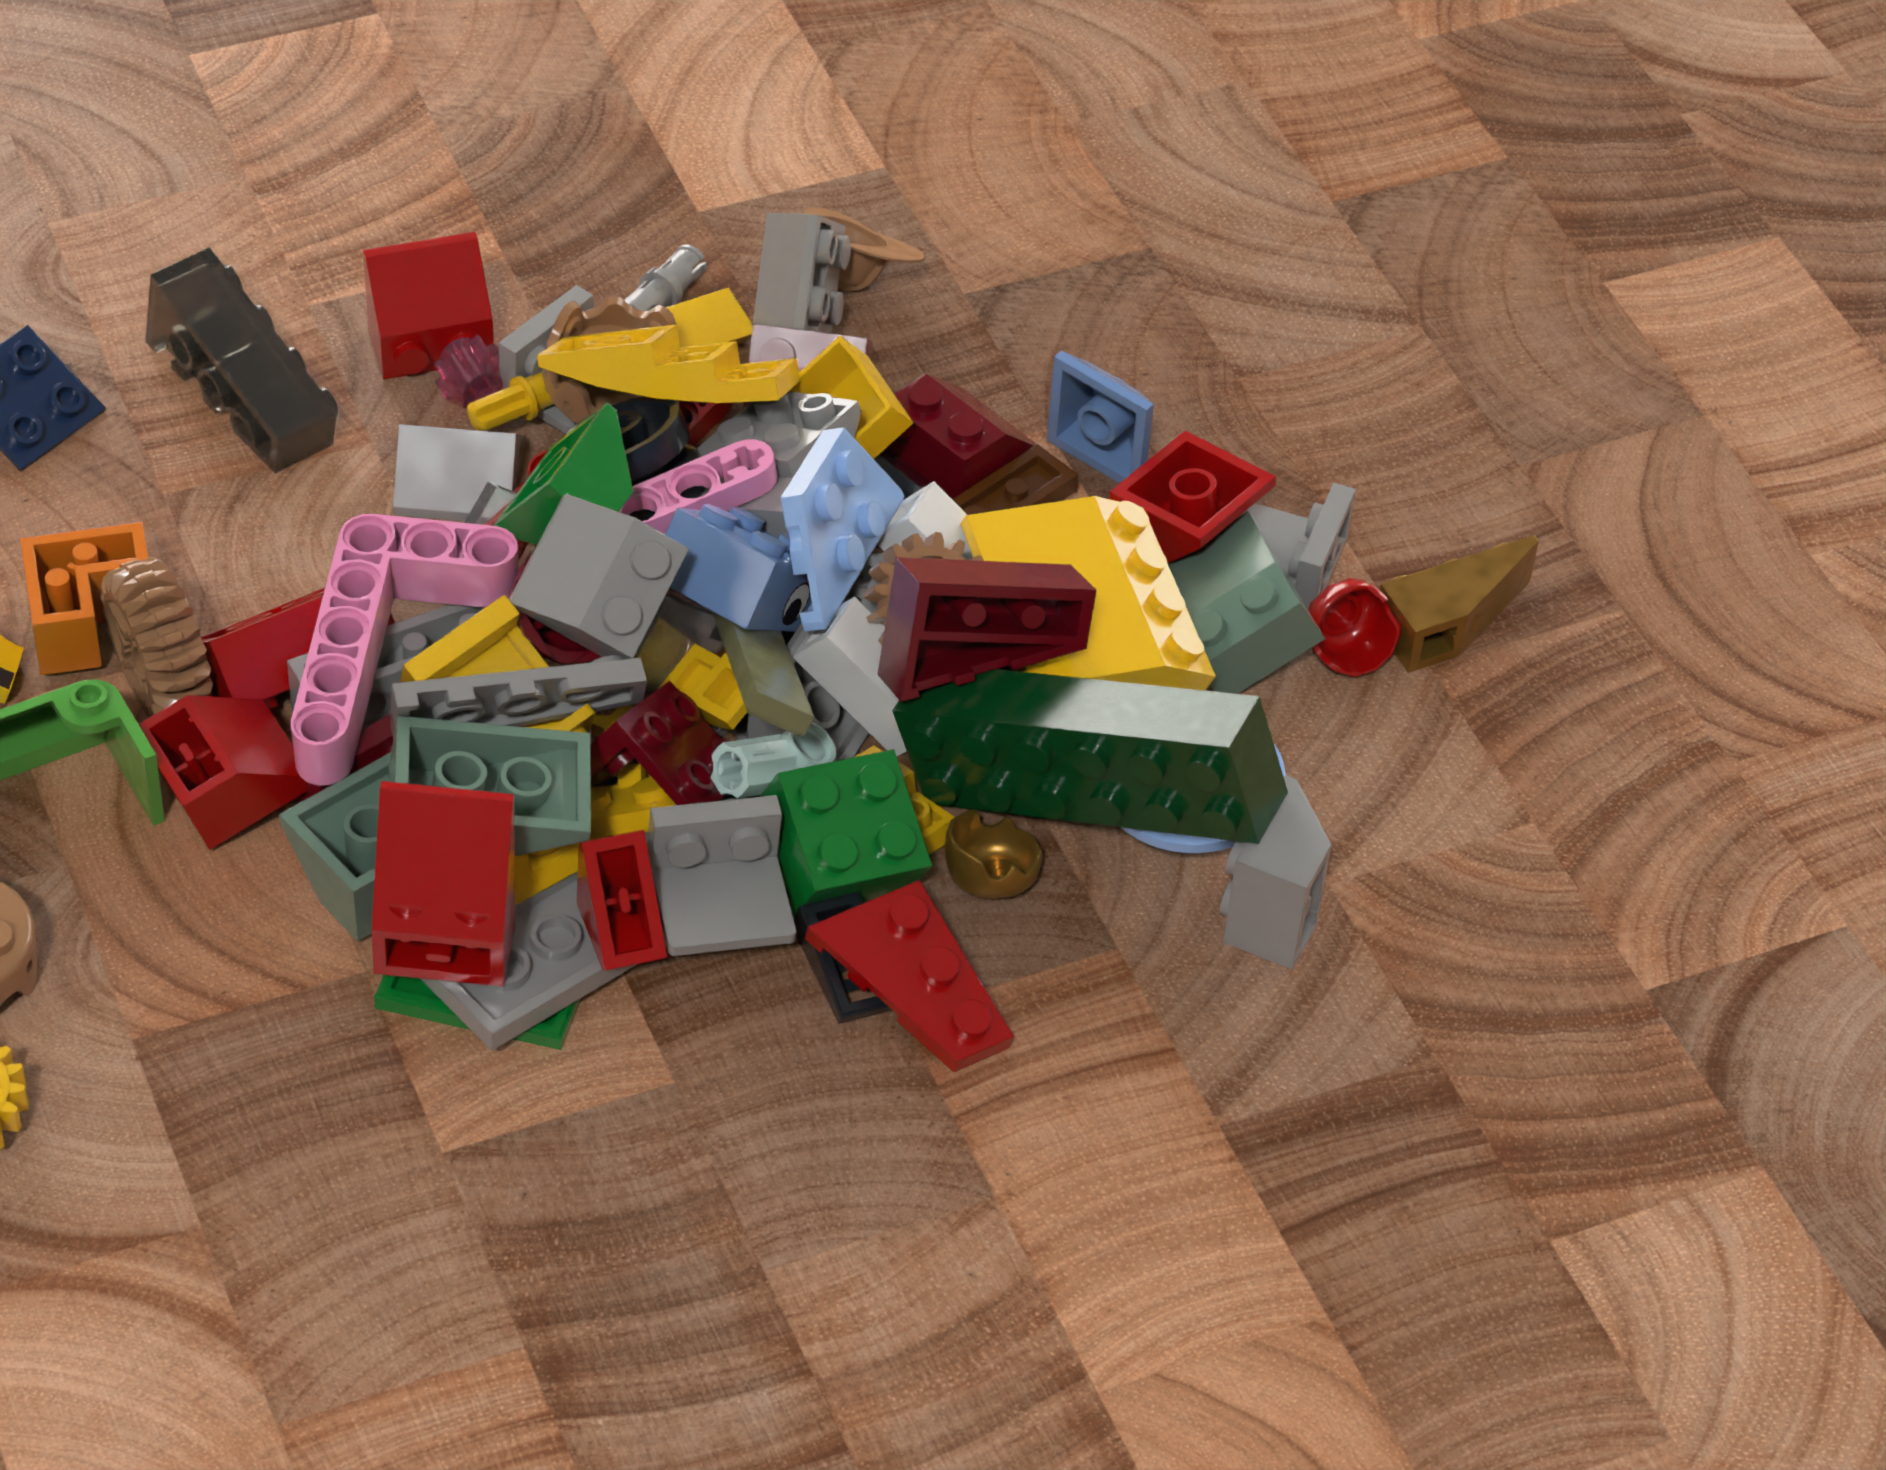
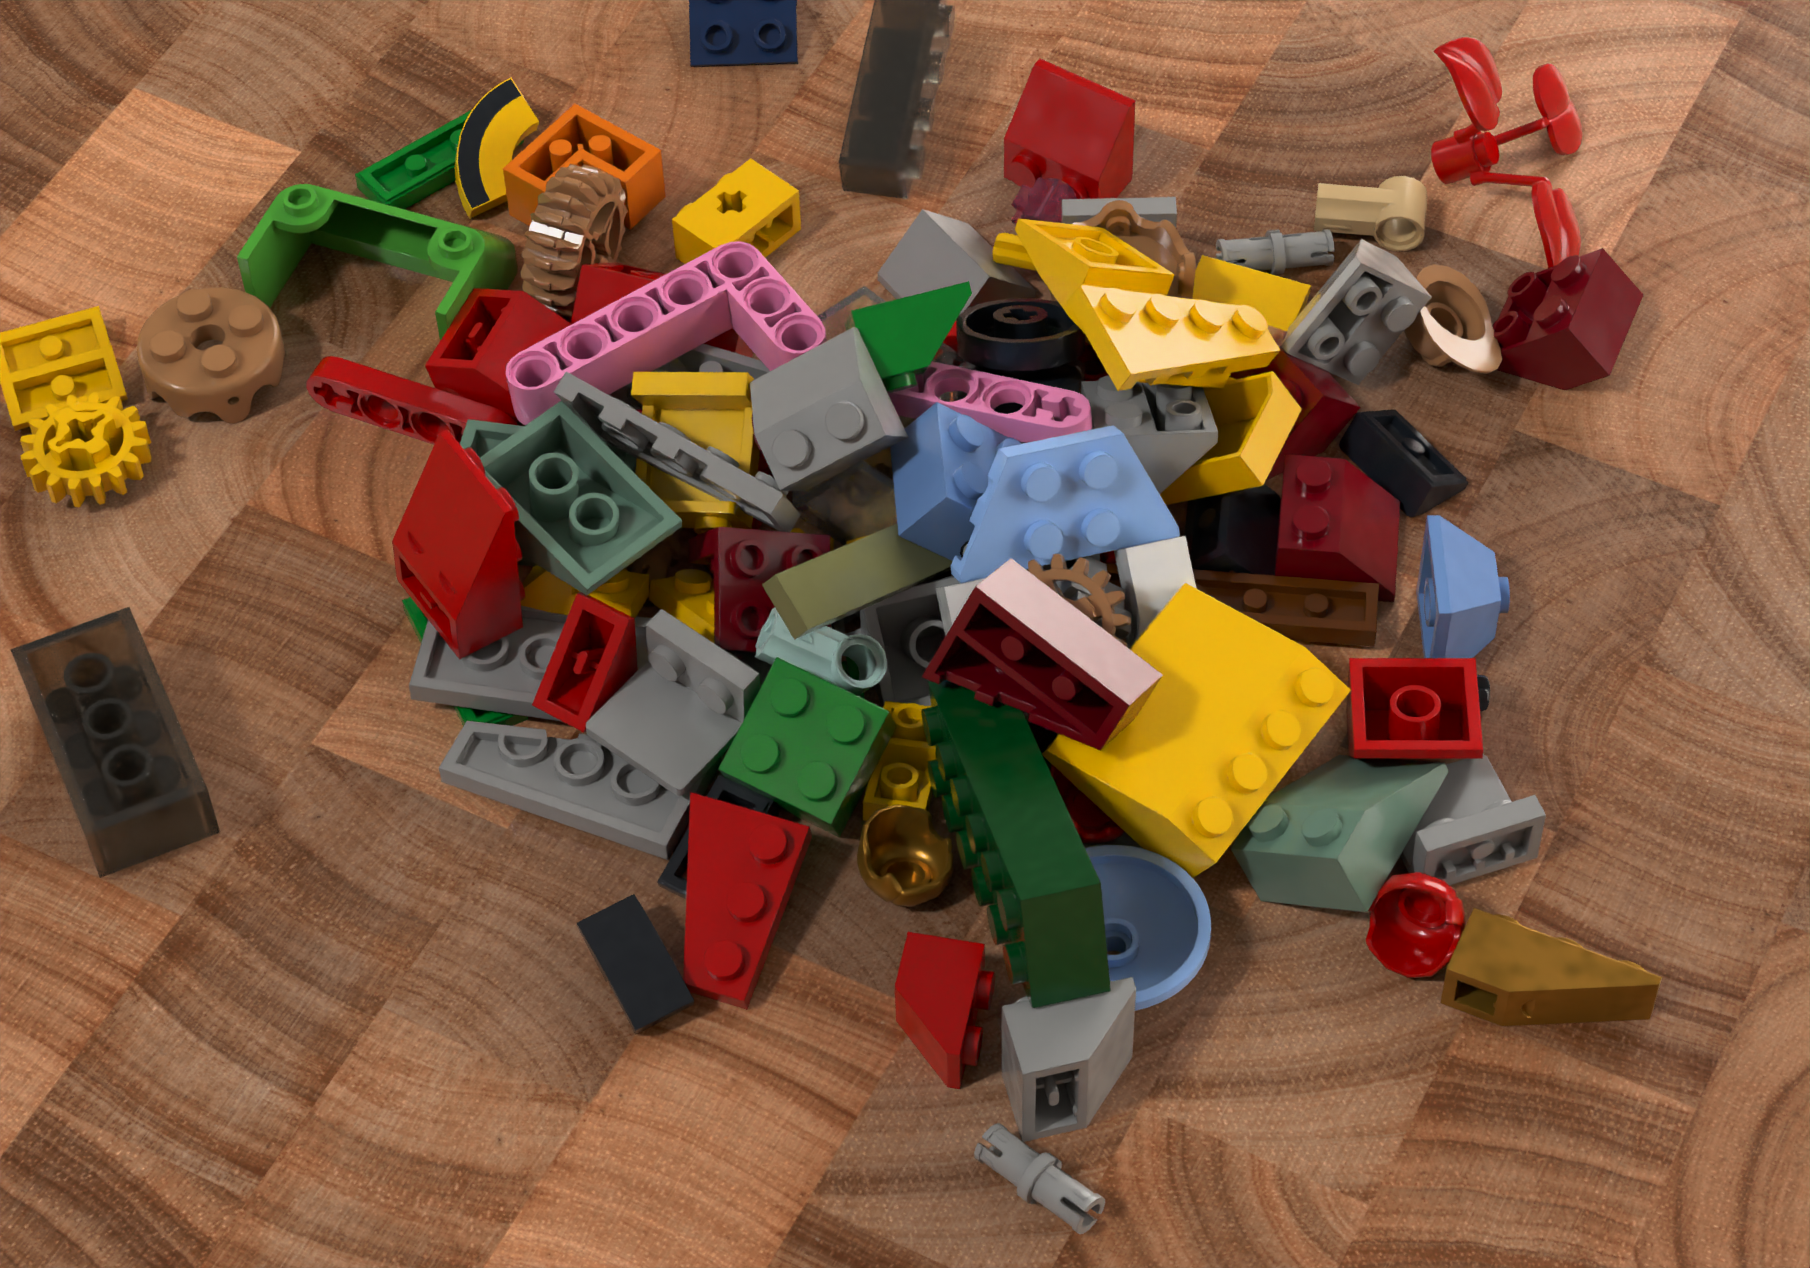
camera: 55 degrees right, 5 degrees up
(95, 887) = (395, 401): none -> red beam
(244, 546) = (743, 207): none -> yellow brick
(319, 1262) = (115, 742): none -> clear smoke brick
(688, 1007) = (570, 784): none -> light grey wing
(700, 206) = (1389, 213): none -> tan piece
(711, 126) = (1473, 152): none -> red plant
(760, 351) = (1168, 335): none -> yellow wing
(901, 1070) = (635, 963): none -> black slope
(908, 358) = (1401, 461): none -> black slope
(918, 193) = (1567, 321): none -> dark red slope
(1142, 924) = (939, 998): none -> red slope
(1346, 973) = (1039, 1178): none -> light grey pin

